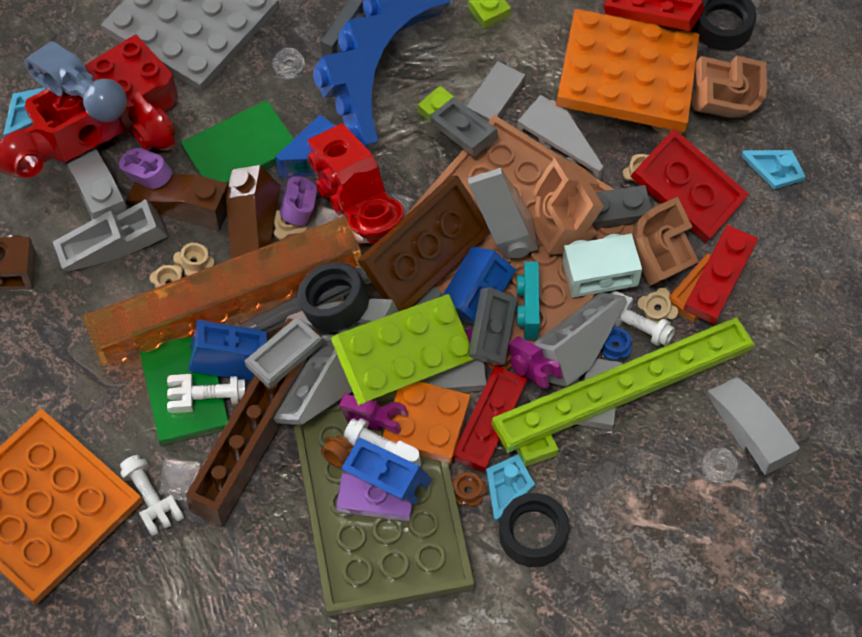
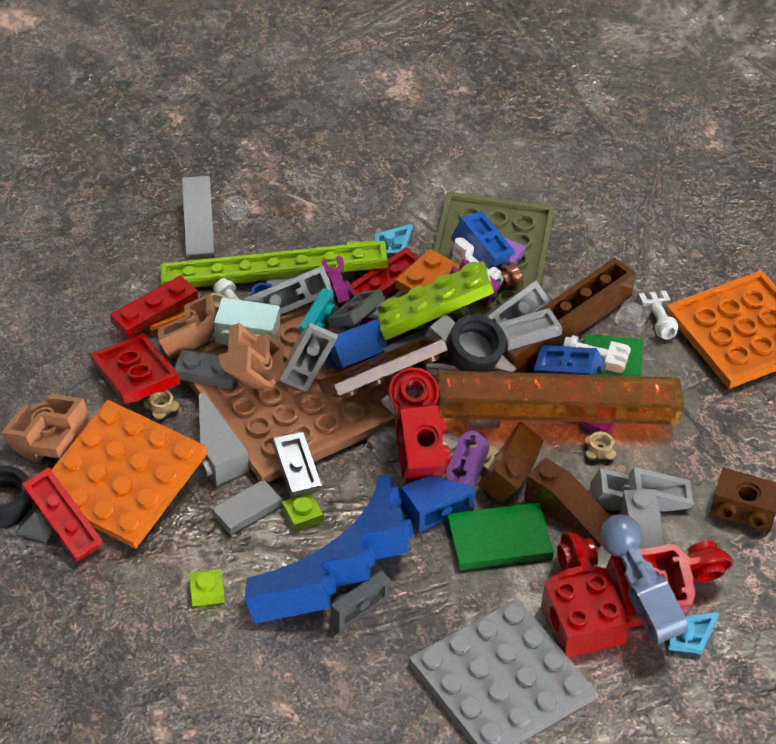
camera: 160 degrees left, 15 degrees down
(145, 168) = (590, 527): medium lavender beam -> none
(196, 252) = (573, 448): tan plate -> none
(288, 56) = (424, 586): clear plate -> none
(471, 481) = (421, 244): dark orange plate -> none
(534, 503) = (388, 197): black tyre -> none
(776, 167) = (50, 372): medium azure piece -> none

